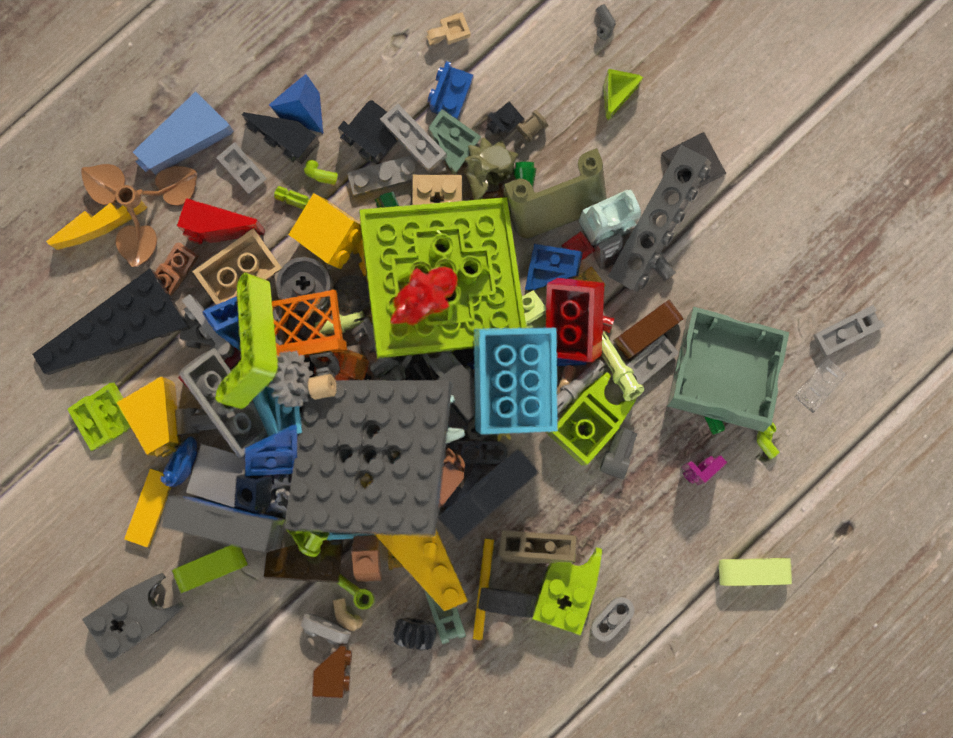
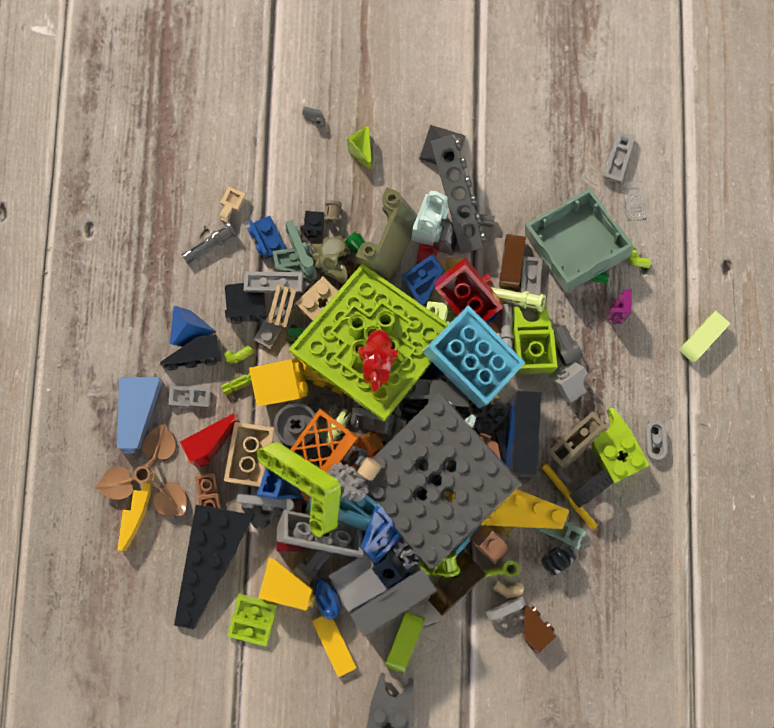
camera: 45 degrees left, 5 degrees down
(395, 157) = (276, 297): none -> tan tile
(404, 49) = (217, 238): none -> dark grey pin
(467, 130) = (299, 248): none -> sand green plate
(588, 488) = (569, 381): none -> light grey brick

